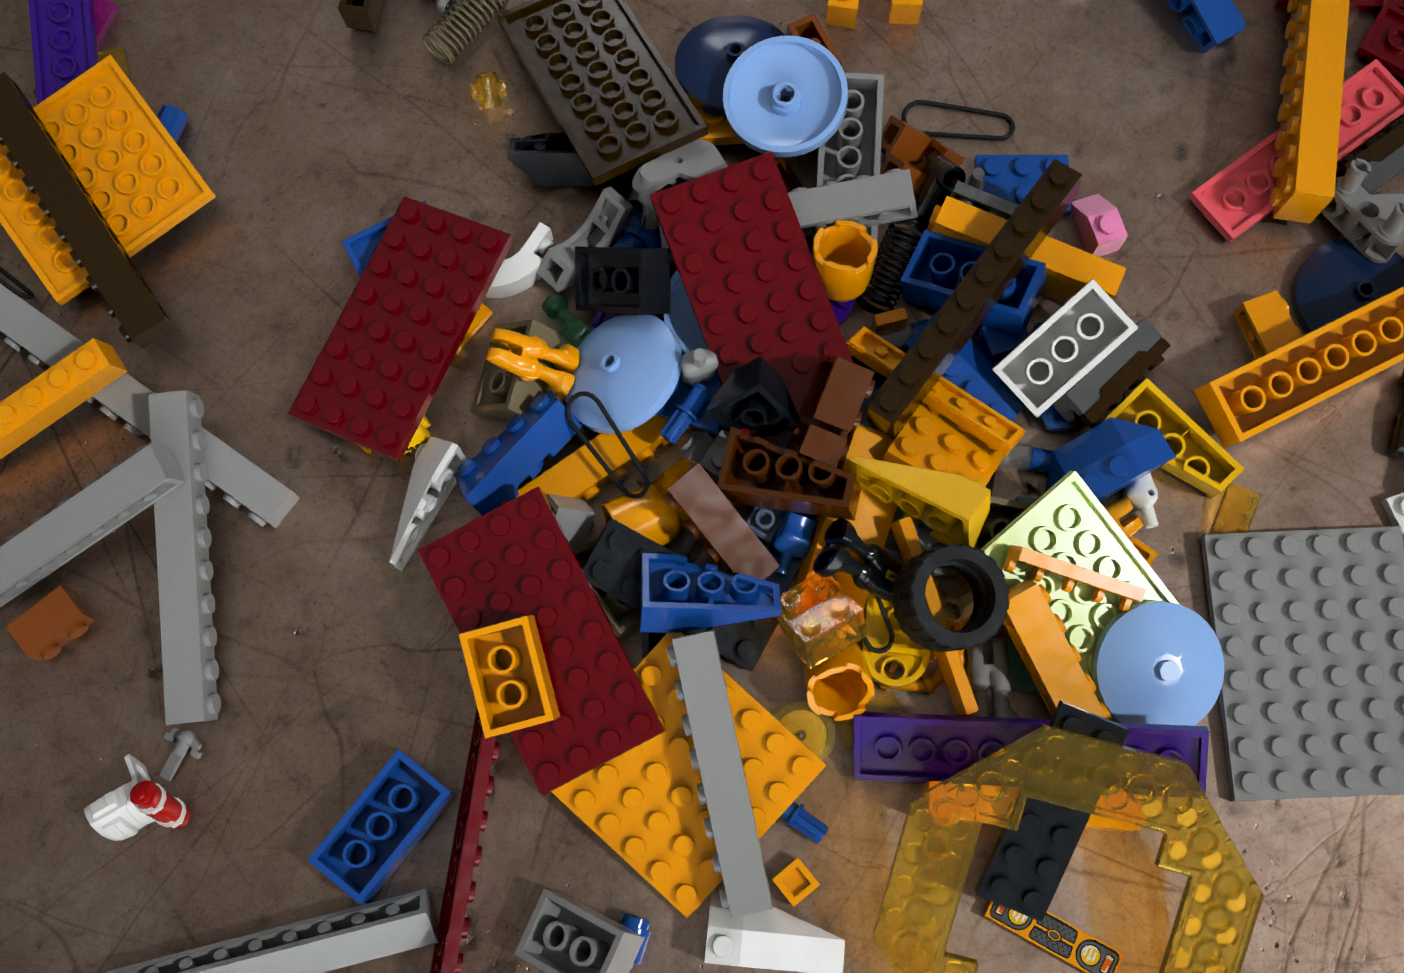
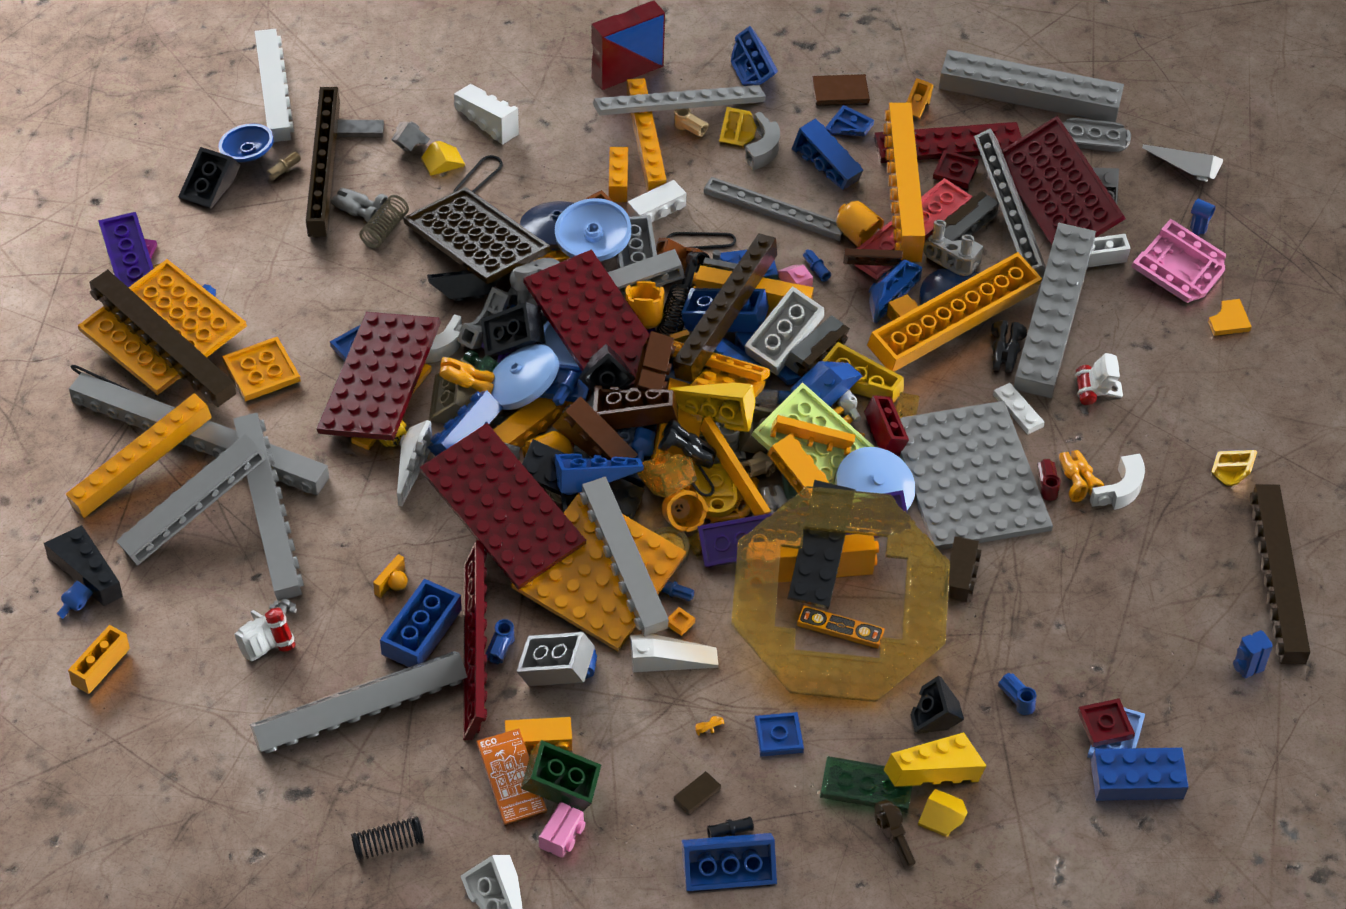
camera: 15 degrees left, 25 degrees down
(50, 624) = (186, 556): dark orange brick -> none
(229, 275) = (261, 368): none -> light orange plate
(357, 718) = (391, 577): none -> light orange tile
(488, 89) = (406, 255): clear yellow gear -> none
(502, 879) = (500, 642): none -> blue piece
(509, 676) = (490, 513): light orange brick -> none
(620, 437) = (516, 418): black piece -> none
(698, 366) = (569, 361): light grey piece -> none
(901, 43) = (658, 201): none -> white brick
(988, 592) = (746, 429): black tyre -> none
(1089, 77) = (773, 208): none -> light grey tile
(1136, 200) = (817, 265): none -> blue axle
(1197, 551) = (886, 424): none -> dark red brick
(1220, 133) = (858, 222): none -> light orange cylinder
(1235, 215) = (872, 257): none -> reddish brown tile
(1250, 269) = (892, 285): none -> blue wedge
(1275, 852) = (963, 568): none -> dark brown brick

